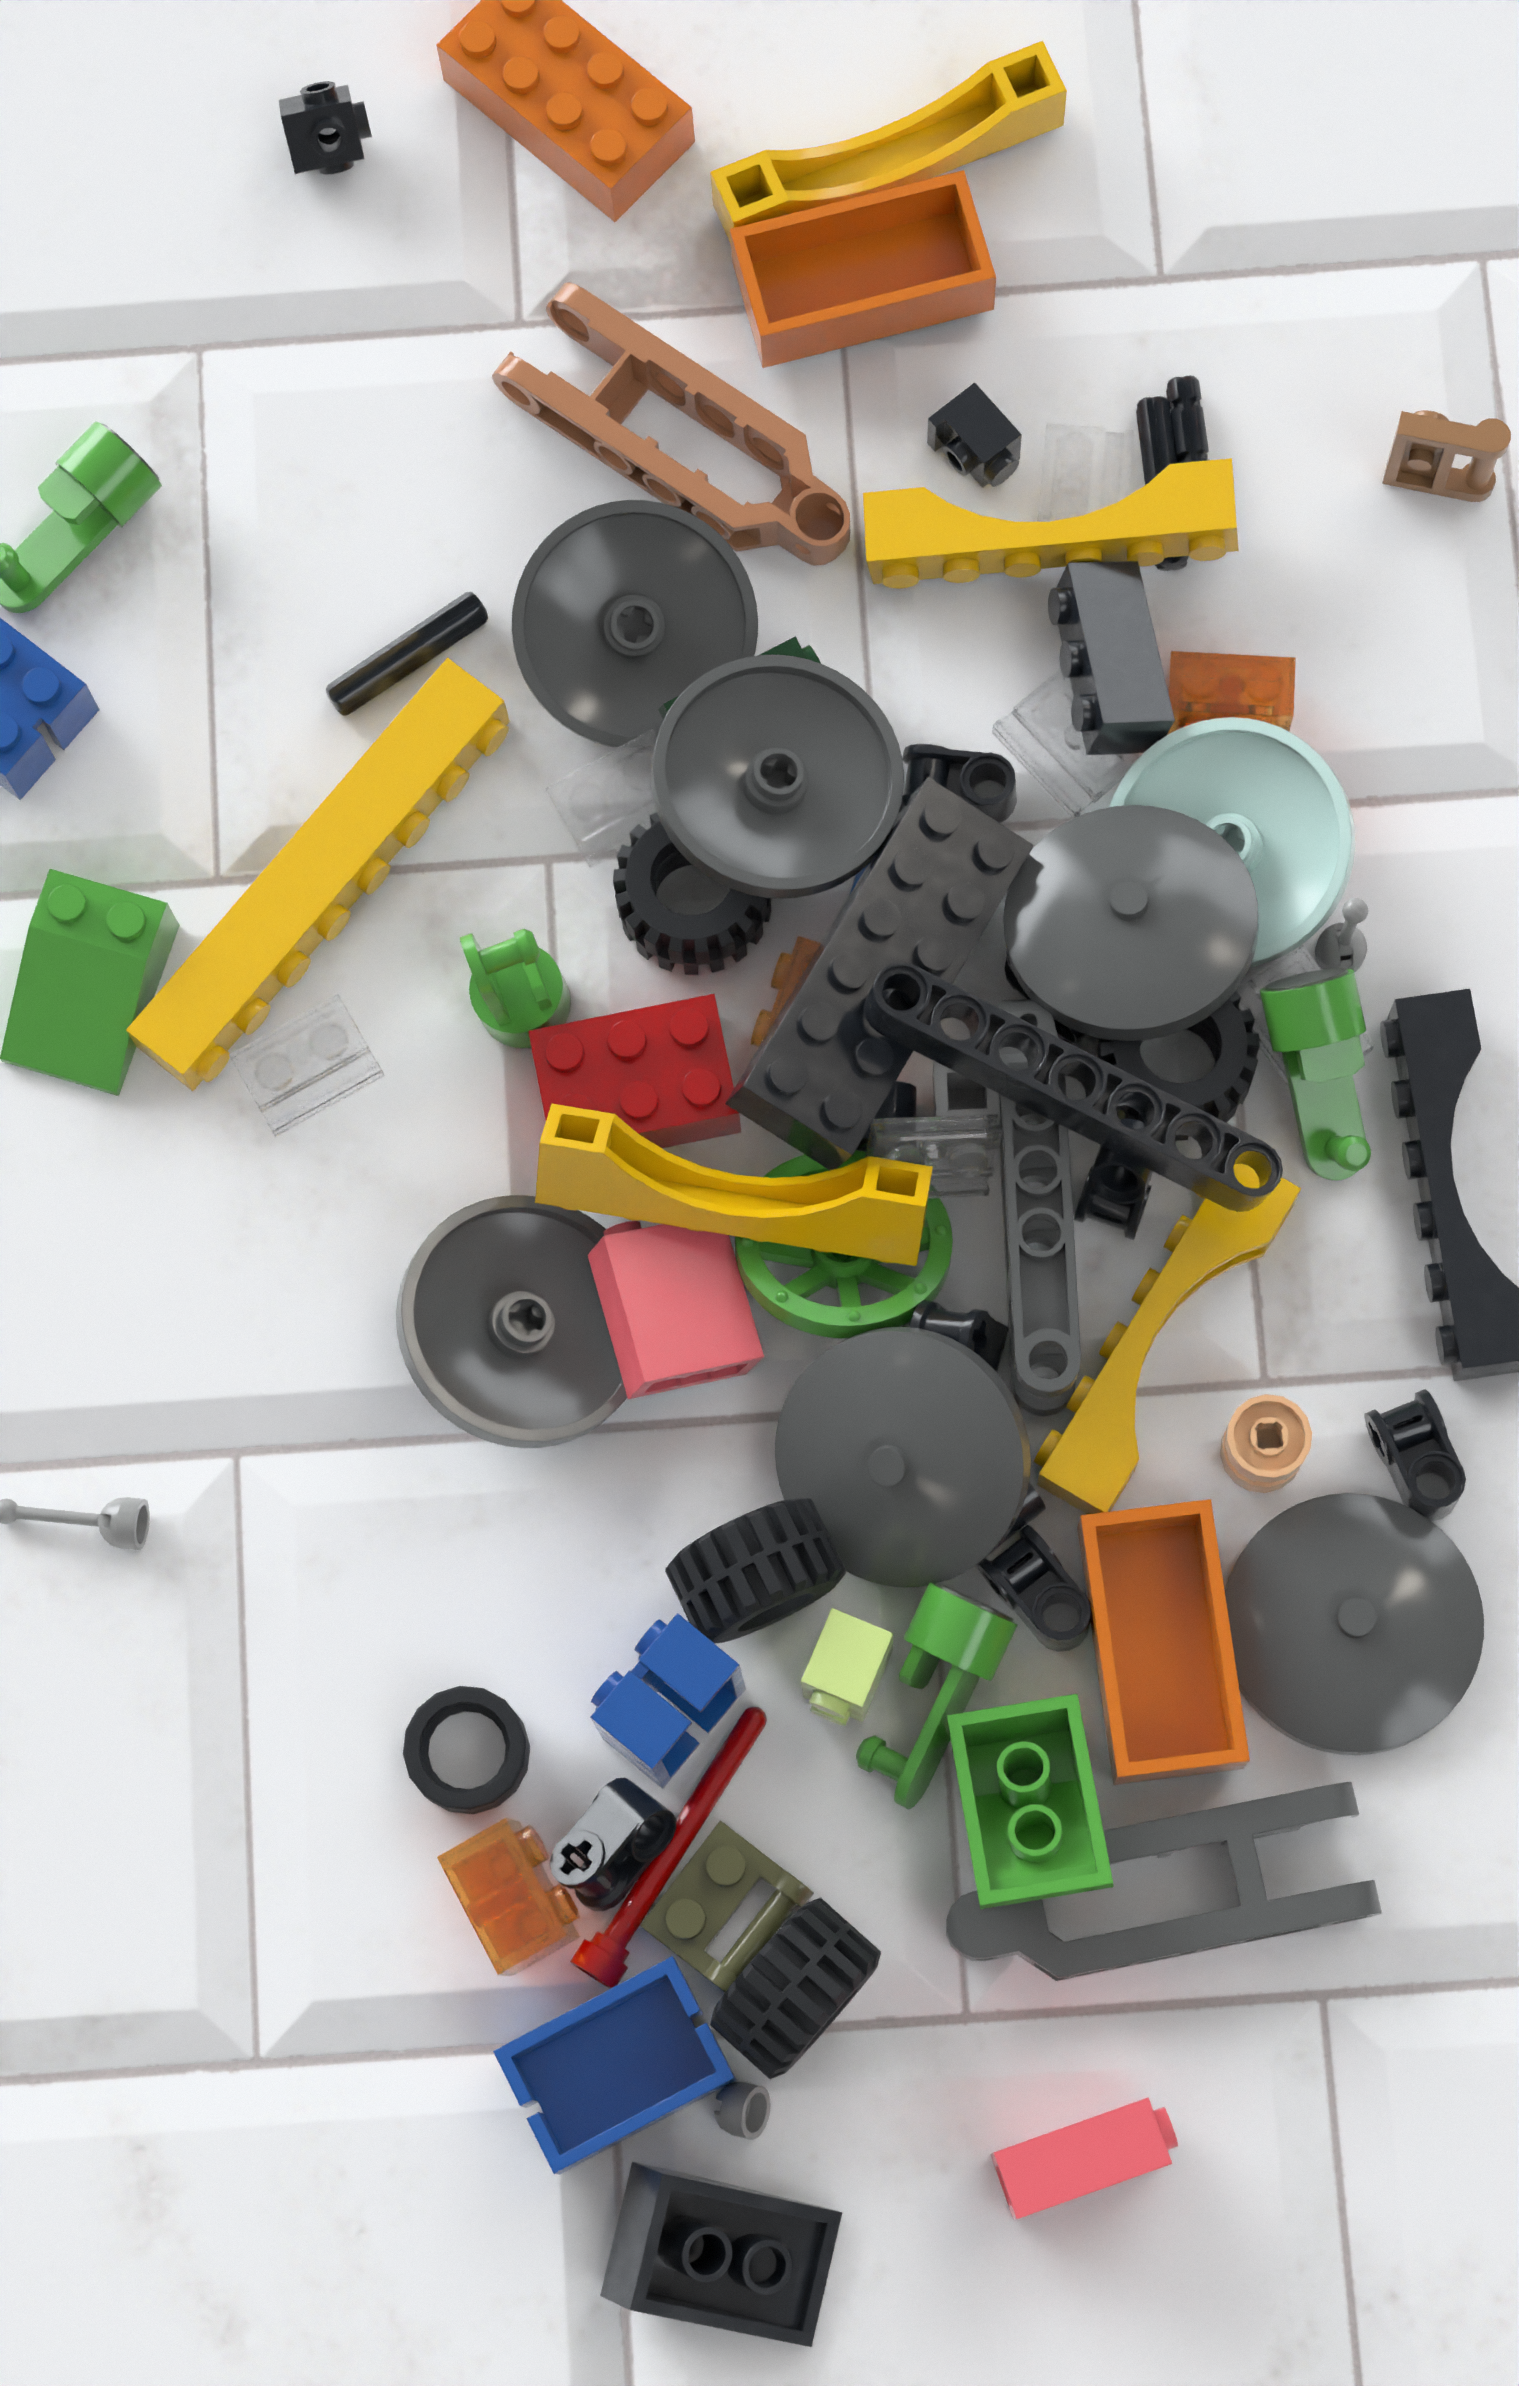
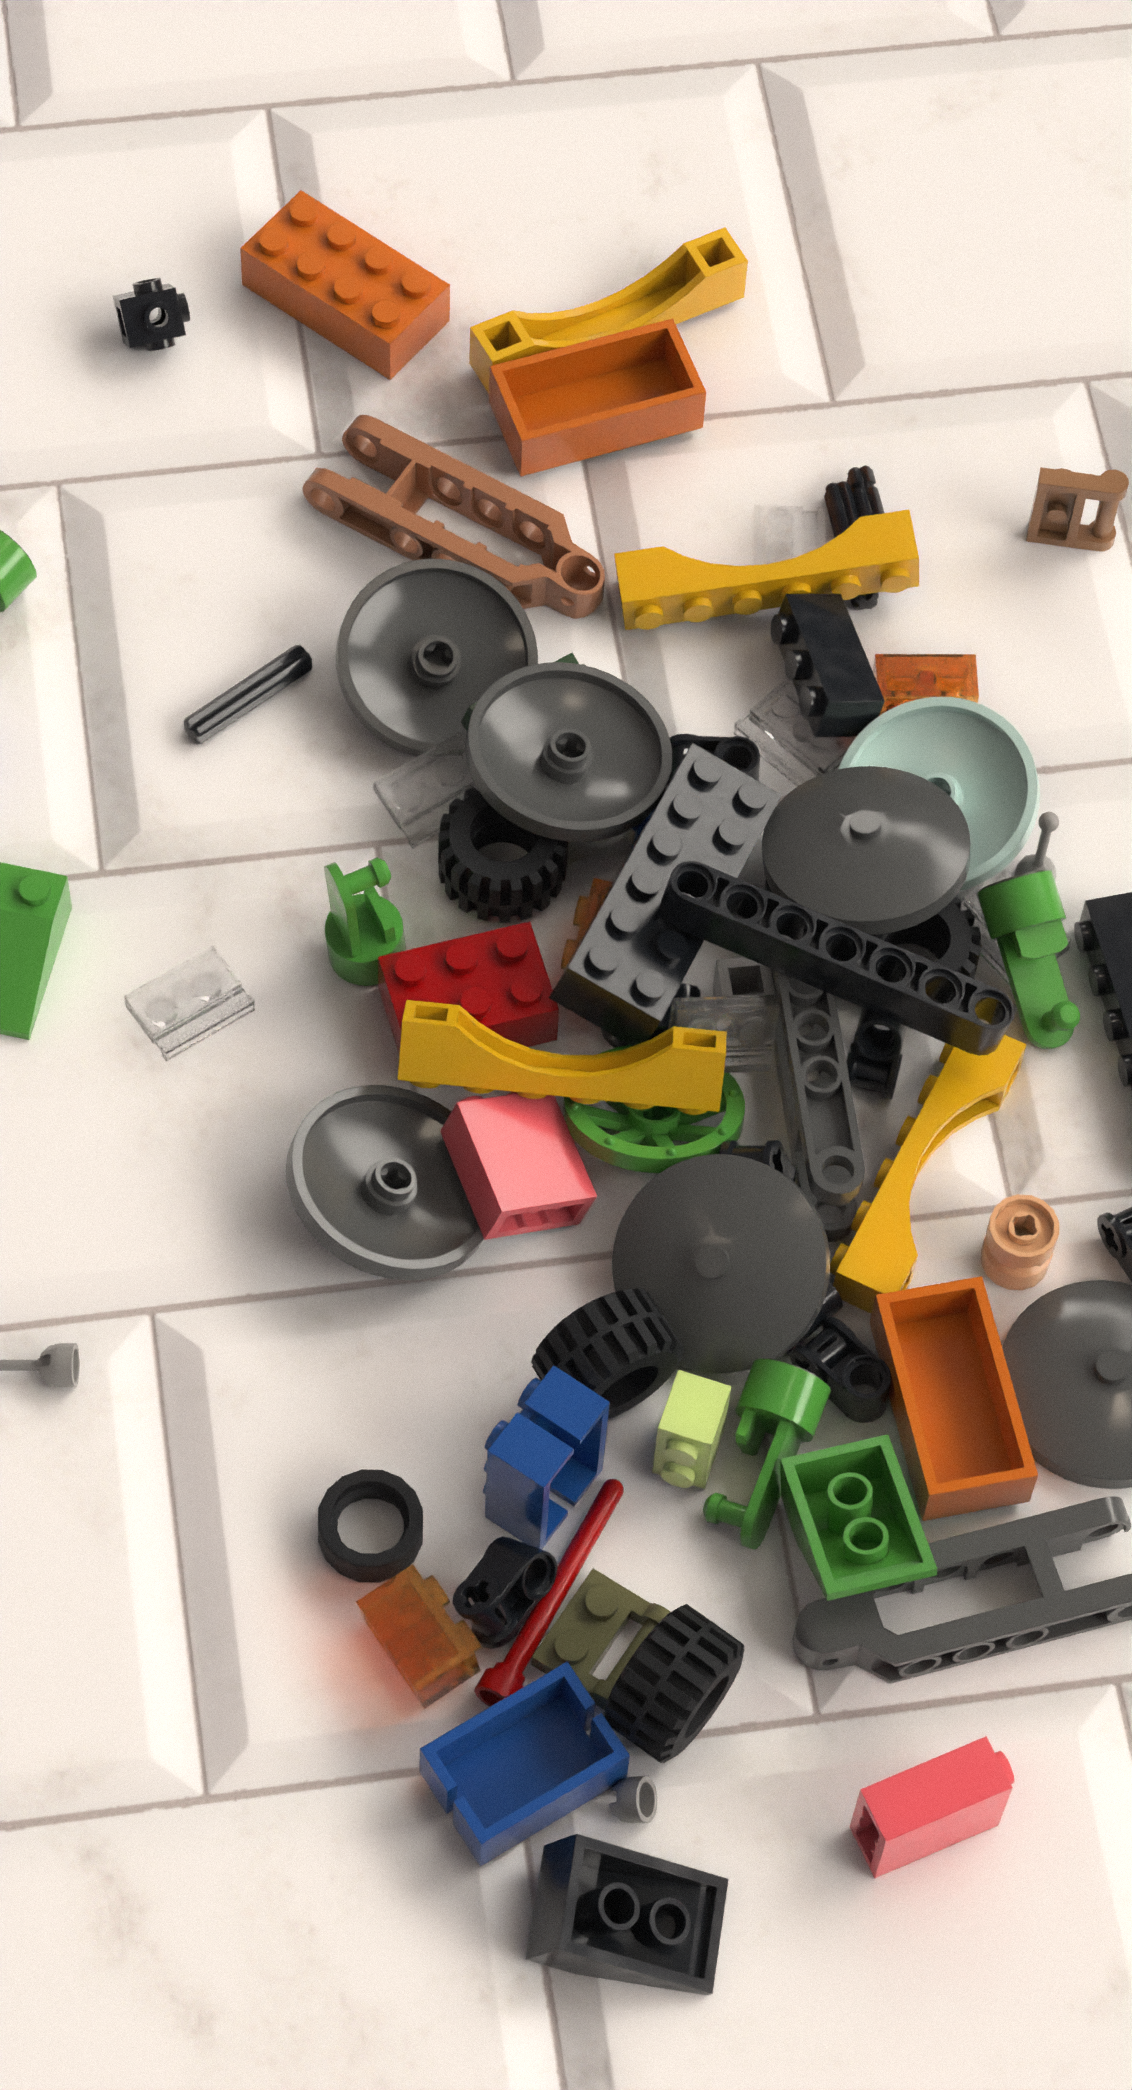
camera: 15 degrees left, 15 degrees down
(320, 876) = (188, 861): yellow brick -> none
(976, 437) = (699, 515): black brick -> none

